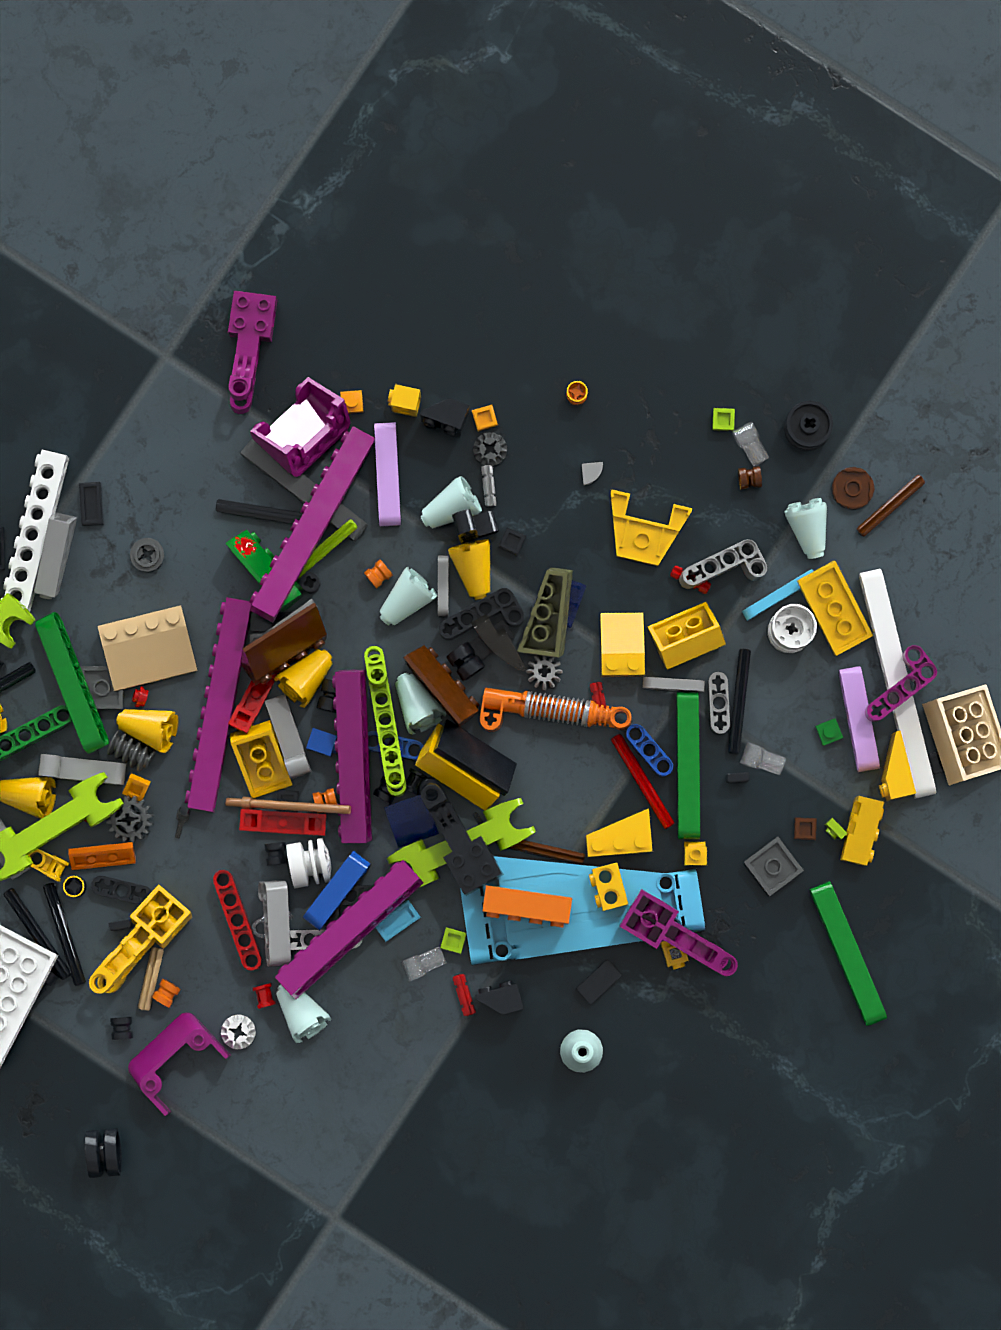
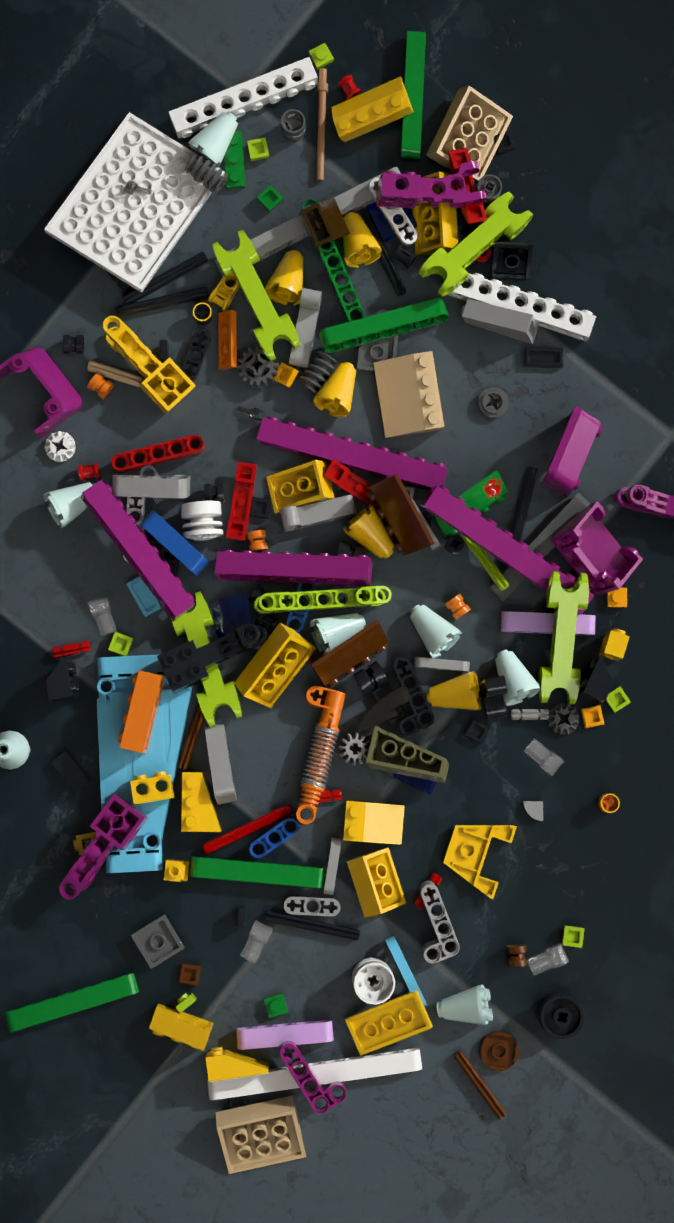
camera: 90 degrees right, 0 degrees up
(140, 697) = (366, 385): red plate -> none
(197, 462) = (572, 452): none -> magenta windscreen
(249, 803) = (261, 473): medium nougat bar -> none
(322, 742) = (309, 542): blue brick -> none
(368, 455) = (566, 604): none -> lime piece
(464, 392) = (617, 699): none -> lime plate
(475, 757) = (281, 678): black tile -> none
(536, 462) = (547, 760): none -> clear piece
(574, 816) = (220, 764): none -> light grey beam

